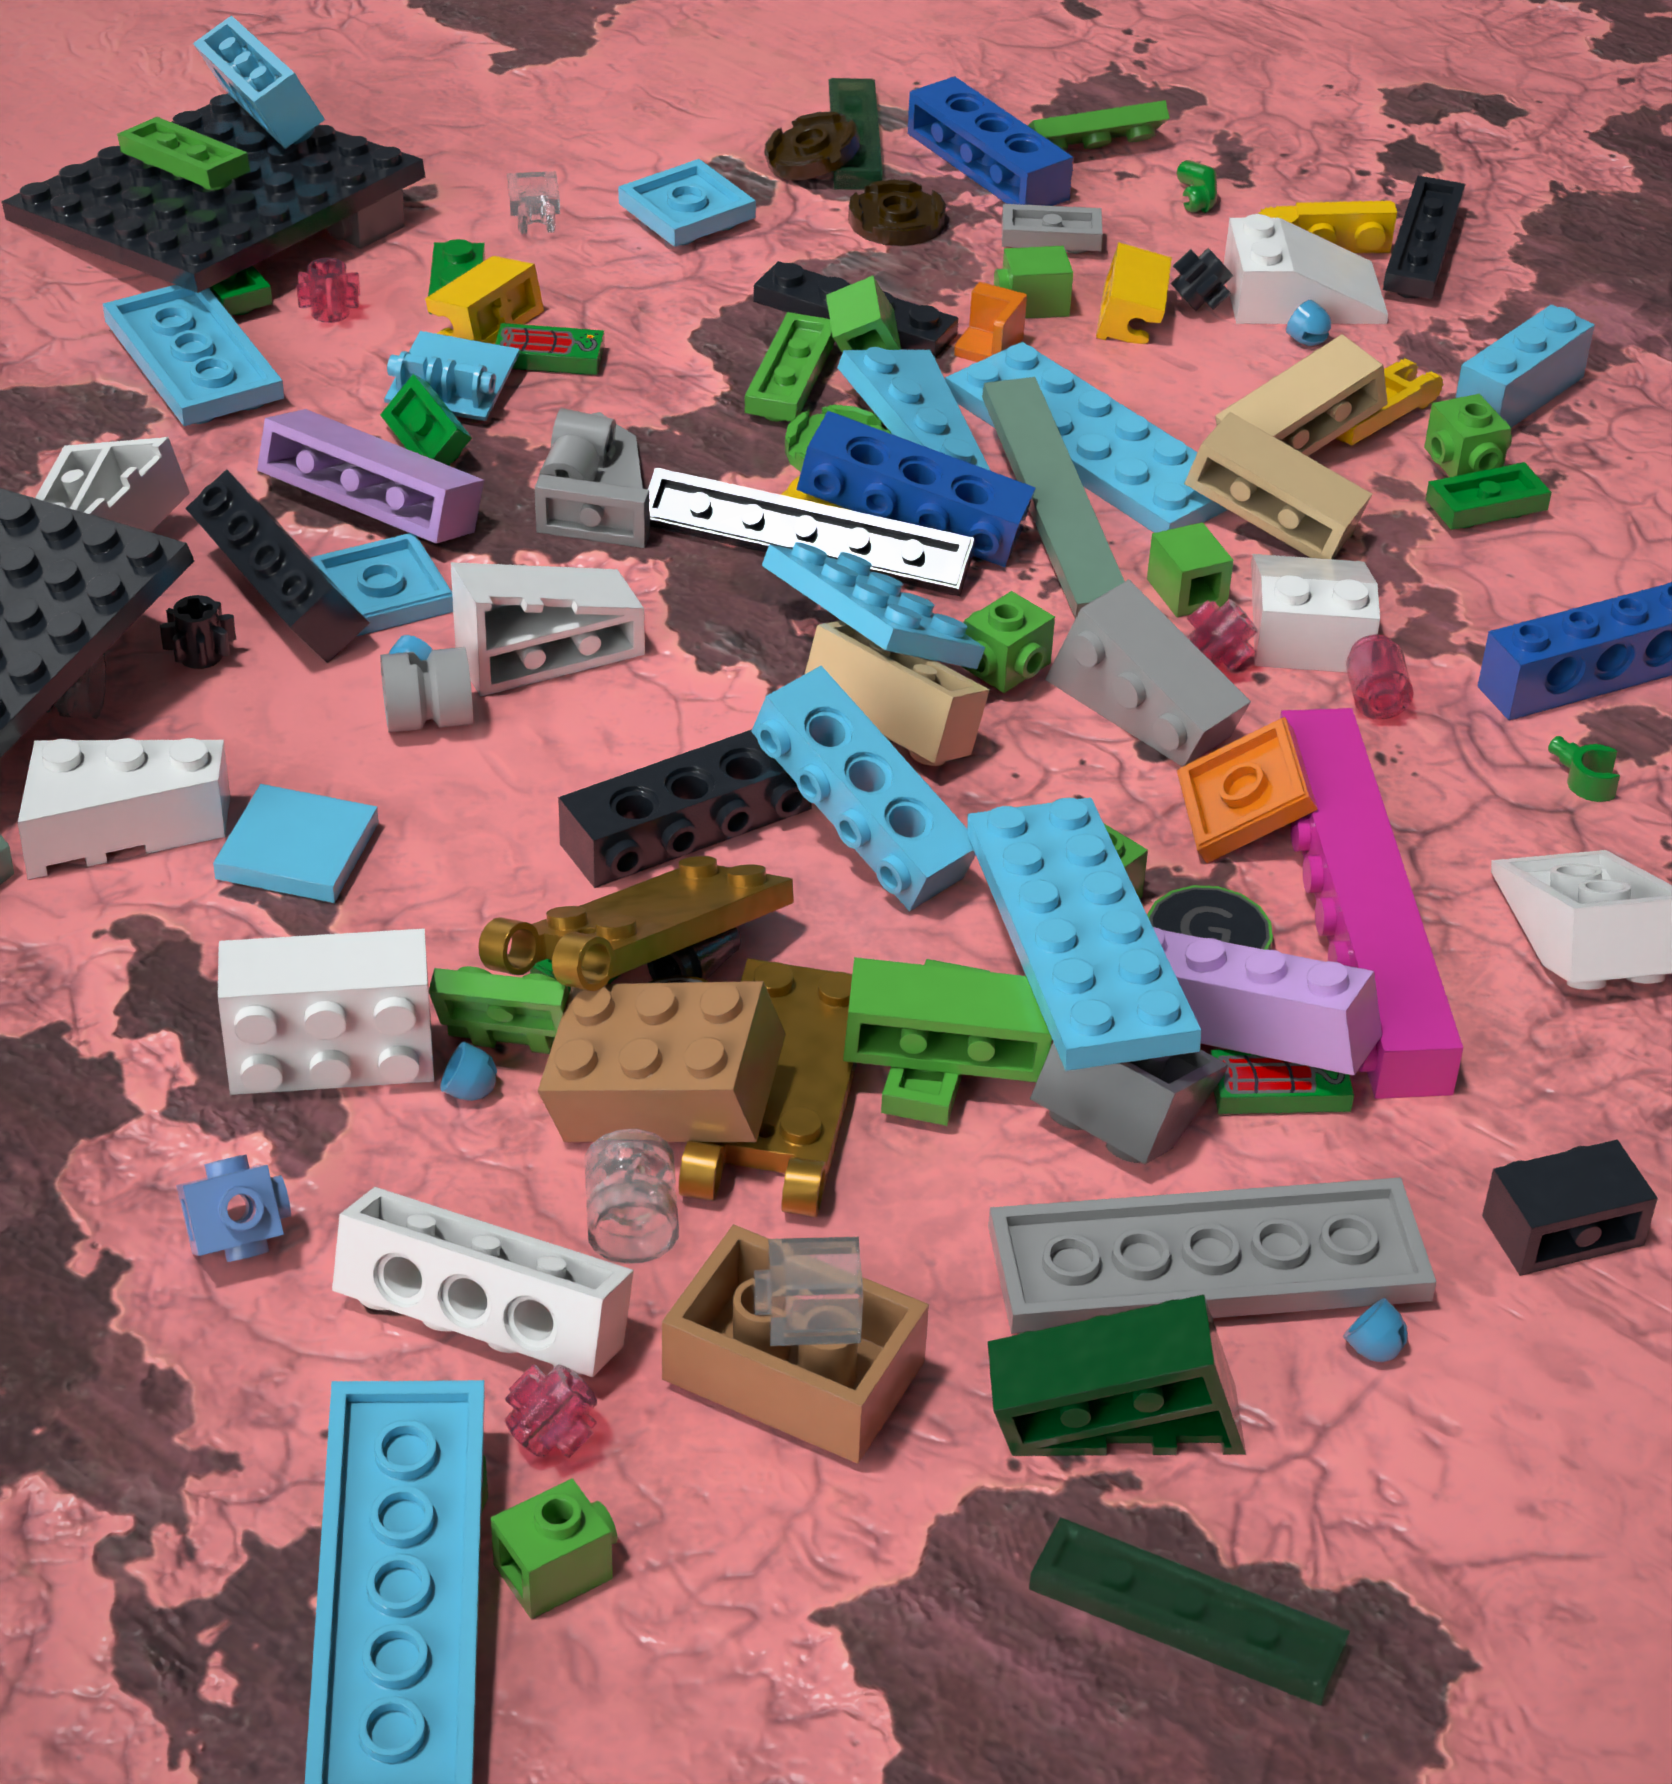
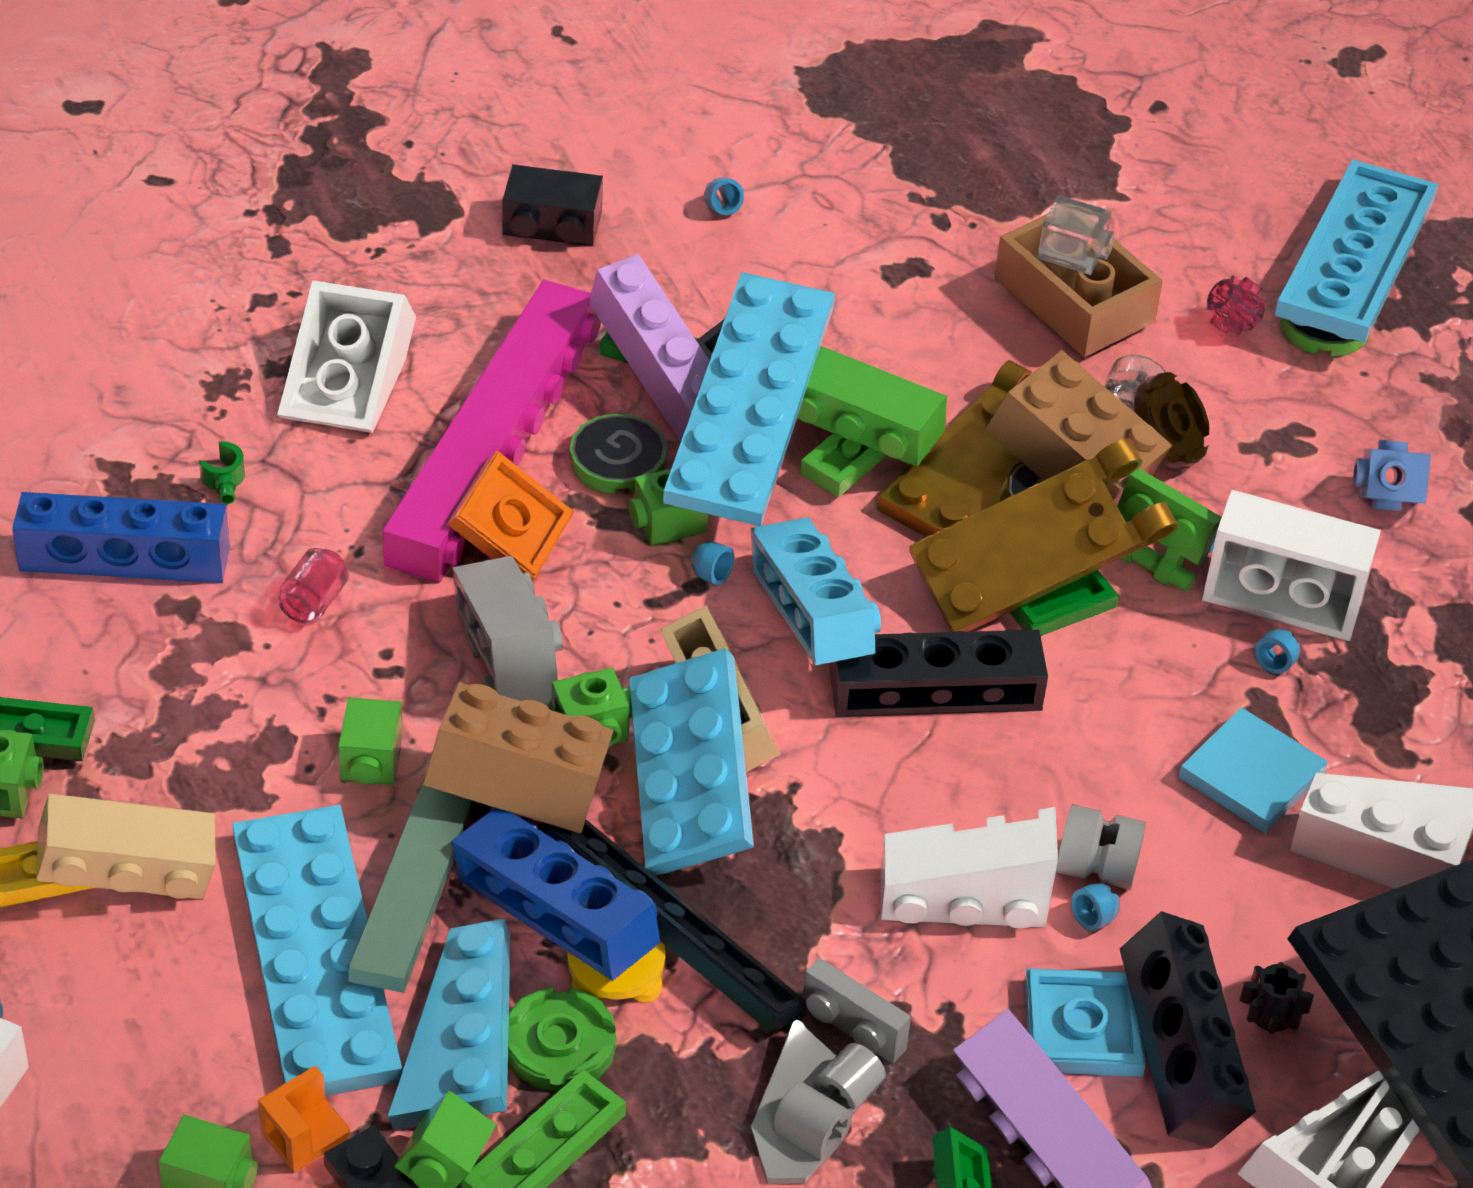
camera: 155 degrees left, 5 degrees up
(482, 1281) = (1251, 374): white brick -> none
(553, 1547) = (1262, 247): bright green brick -> none
(561, 1169) = (1176, 415): none -> dark brown tile
(1034, 536) = (518, 756): none -> medium nougat brick
(1117, 1381) = (902, 200): dark green wedge -> none
(1133, 289) = (121, 1109): yellow hinge -> none
(1190, 1611) = (930, 128): clear green tile -> none
(1202, 279) = (38, 1089): black gear -> none
(1222, 633) = (406, 660): clear pink gear -> none
(1237, 1247) = (723, 241): light grey plate -> none
(1277, 488) = (232, 770): tan brick -> none
(1311, 611) = (294, 675): white slope -> none

